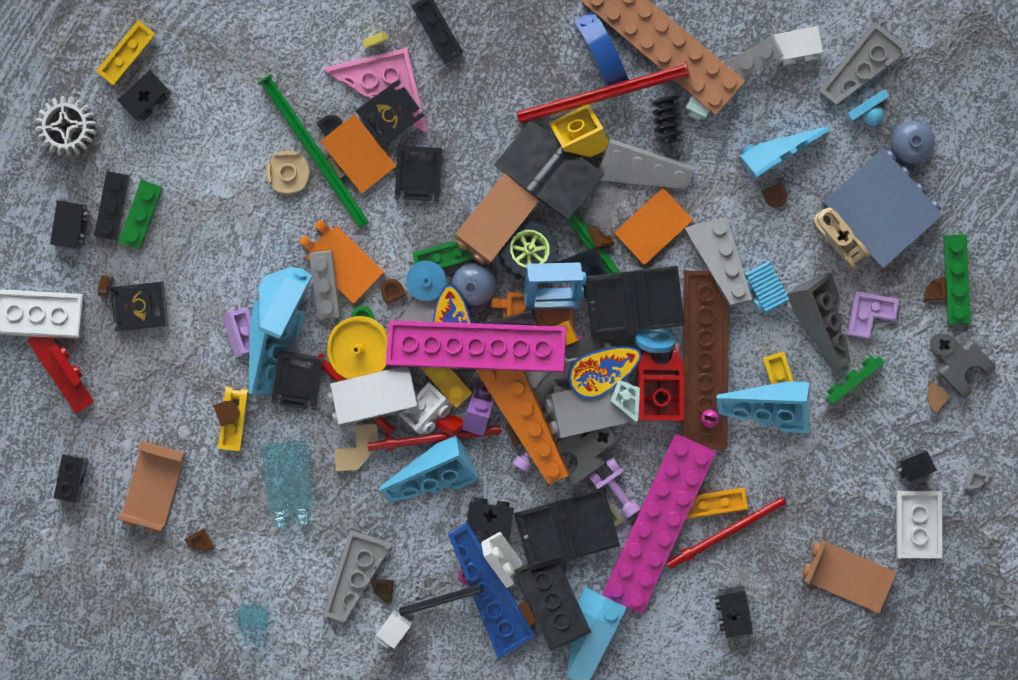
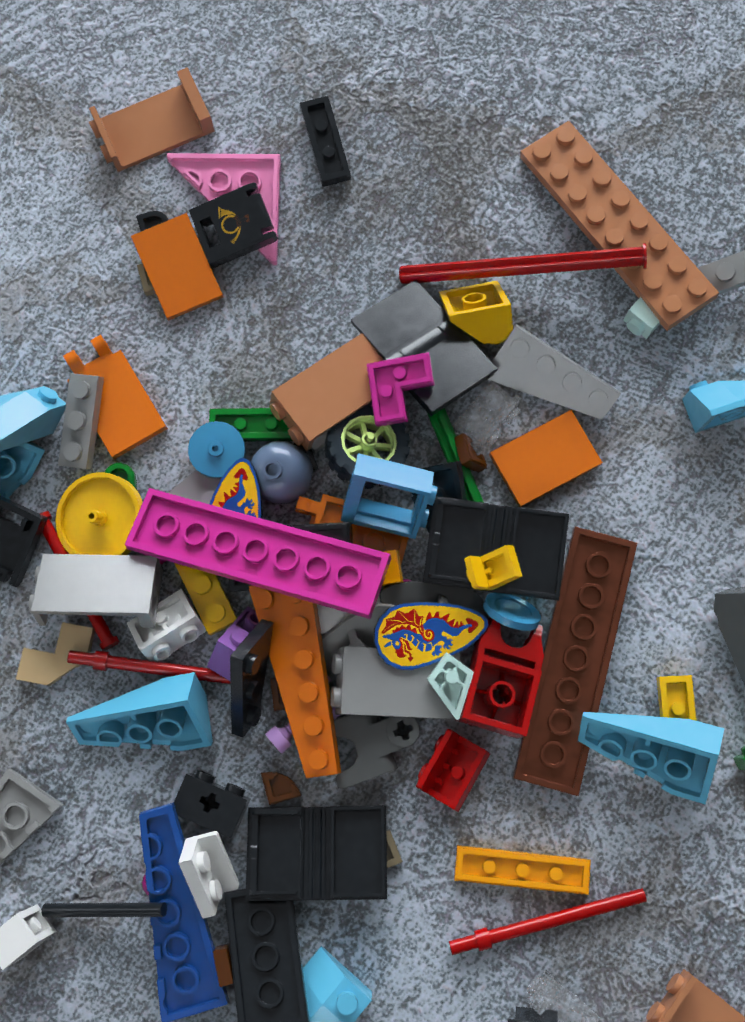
camera: 15 degrees right, 10 degrees down
(288, 172) = (80, 270): tan tile -> none
(306, 47) = (153, 124): none -> nougat panel
(313, 150) = (89, 152): green axle -> none
(375, 39) = (243, 132): light yellow tile -> none
(383, 588) = (30, 868): dark brown tile -> none
(392, 290) = (169, 454): reddish brown tile -> none
(417, 177) = (246, 318): black container -> none
(450, 425) = (193, 656): red tile -> none
(493, 430) = (247, 677): none -> black wing
(531, 495) = (279, 787): none -> reddish brown tile
(533, 206) = (390, 379): none -> dark pink tile
(601, 49) = (534, 211): blue arch -> none
(629, 507) = (415, 845): lavender bar -> none
(635, 317) = (493, 568): none -> yellow bracket
(641, 453) = (452, 769): none -> red bracket
(658, 523) = (451, 882): dark pink plate -> none
(666, 119) = (597, 321): black piece -> none
(711, 413) = (559, 750): dark pink hinge -> none
(718, 251) = (632, 524): light grey wing -> none
(766, 288) = (684, 579): medium azure brick -> none
(775, 195) = (722, 459): reddish brown tile -> none

